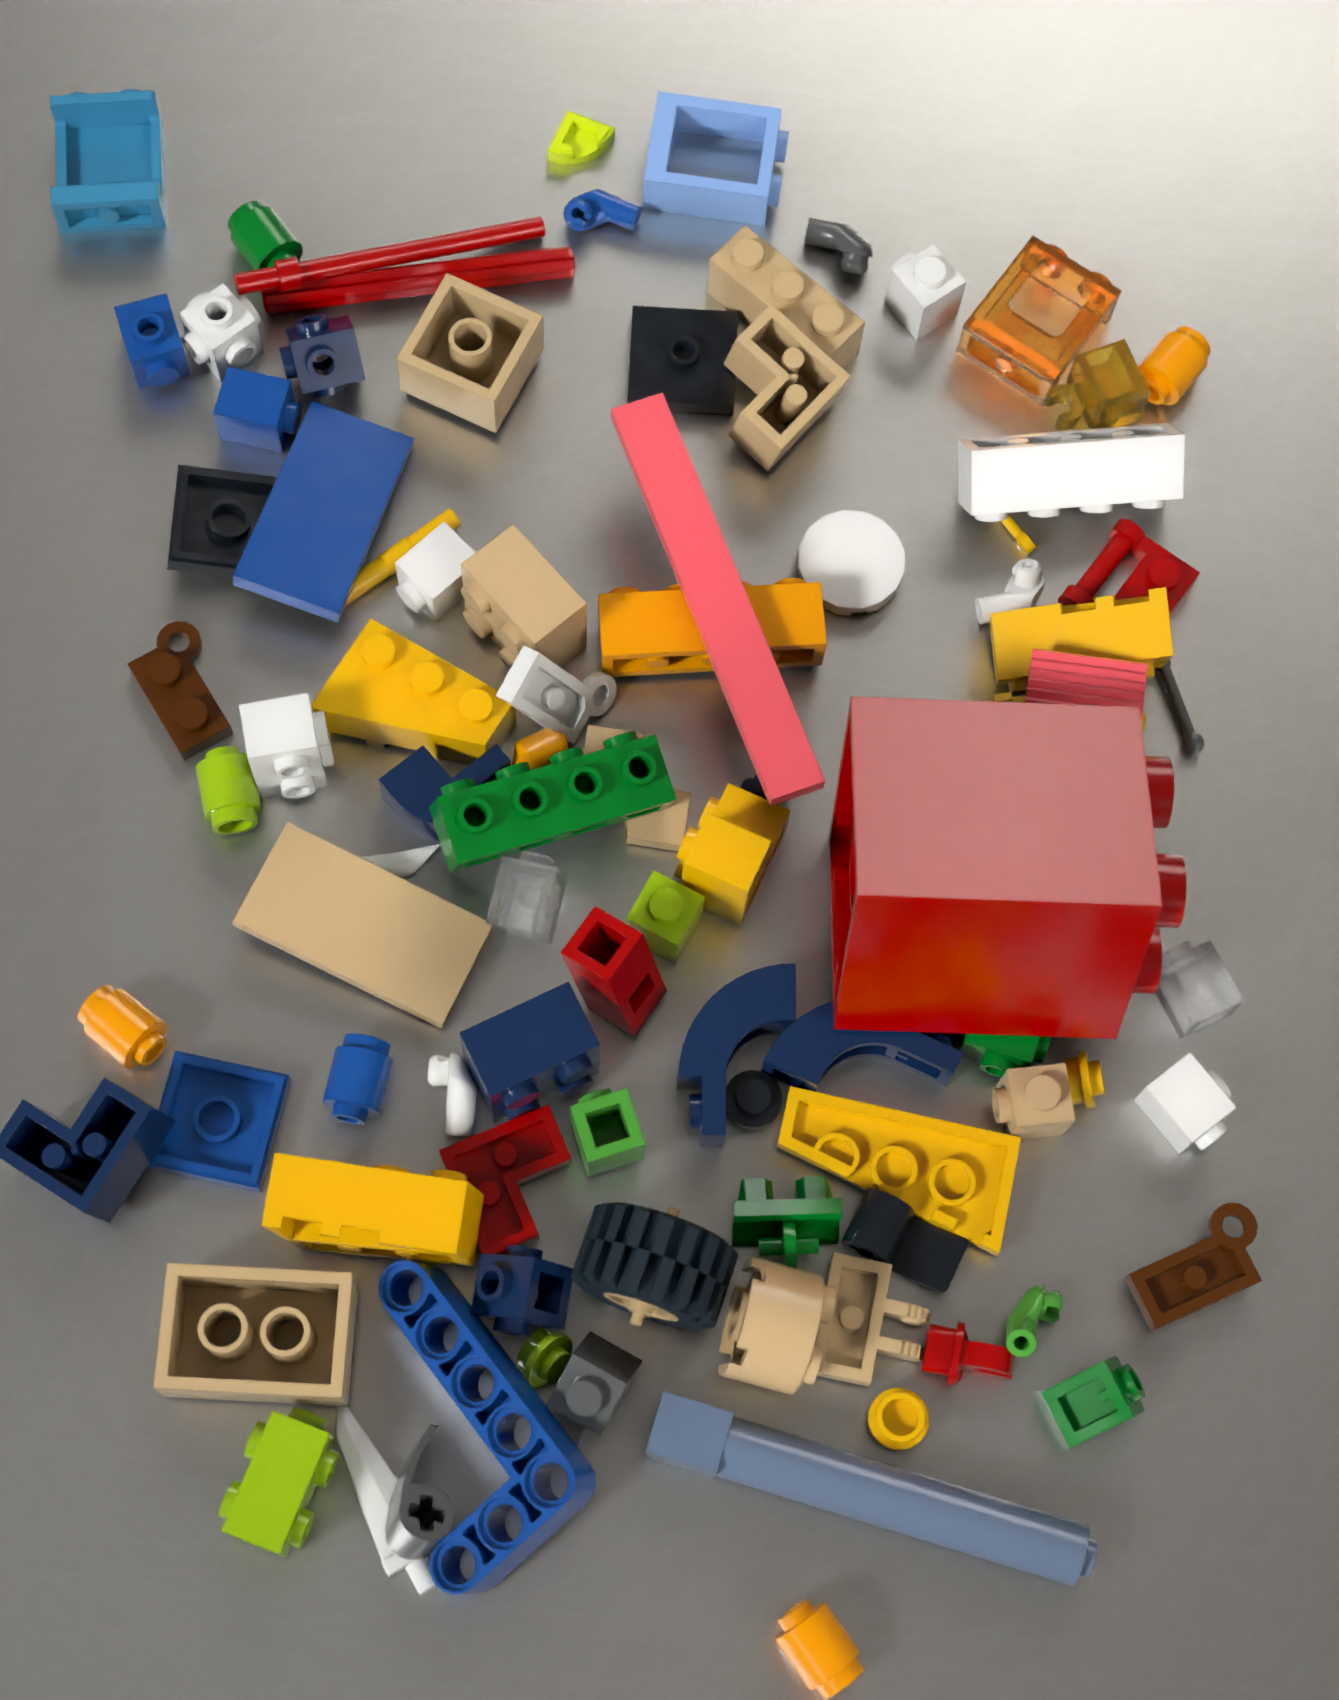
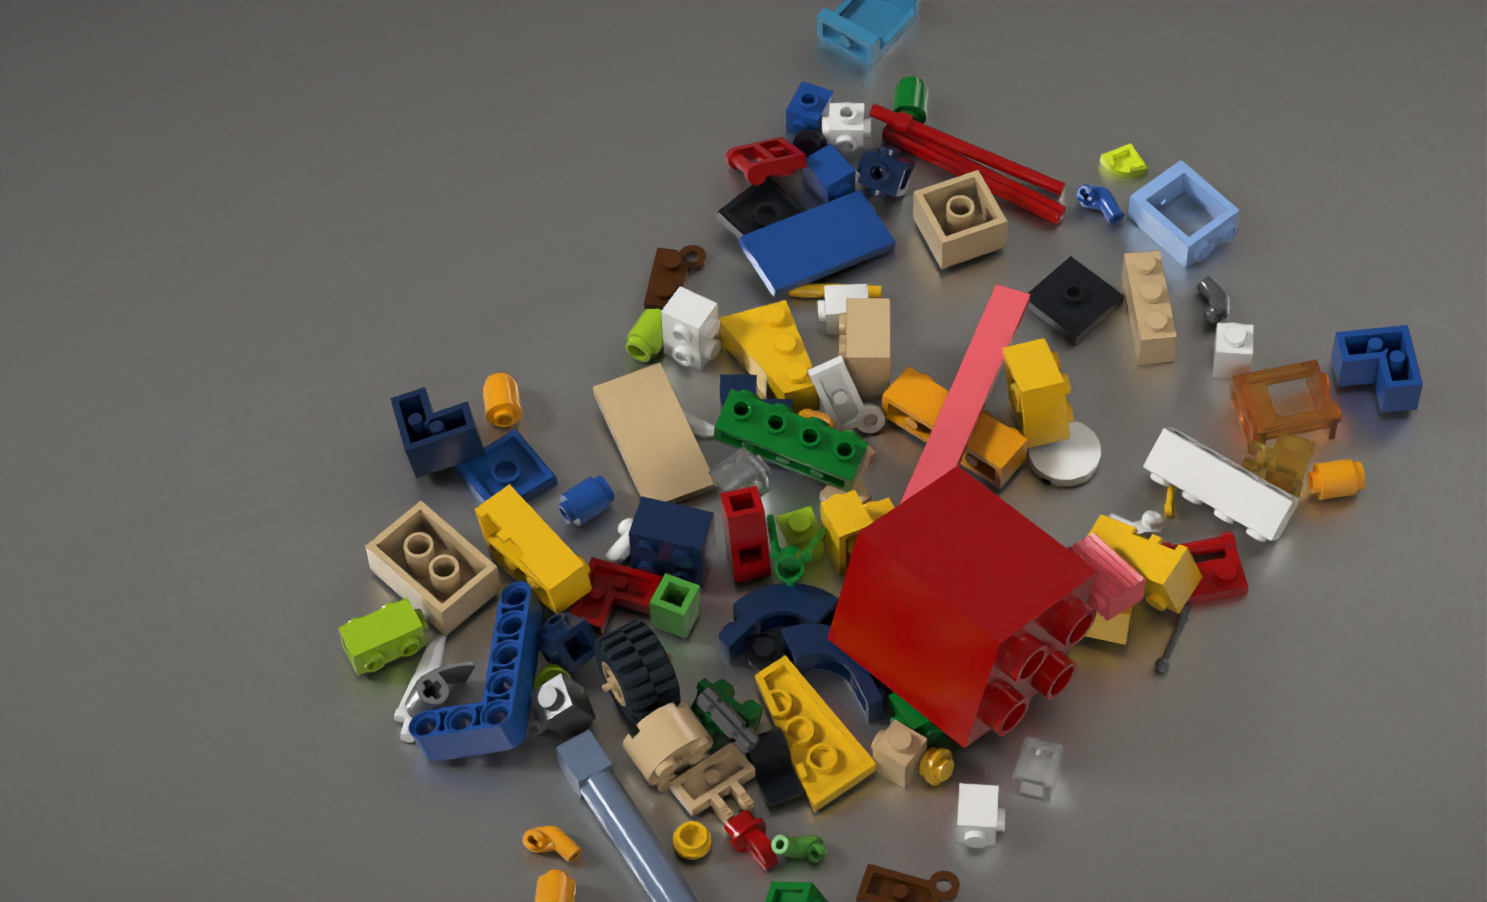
camera: 50 degrees right, 15 degrees down
(166, 429) = (773, 157): none -> red plate
(194, 387) = (809, 141): none -> black plate
(708, 964) = (790, 560): none -> green plant
(733, 1567) = (552, 840): none -> light orange arm
(778, 512) = (1037, 392): none -> yellow brick
(791, 382) = (1108, 346): tan brick -> none
(822, 1237) = (727, 720): none -> dark grey axle
(1102, 181) = (1381, 358): none -> blue brick

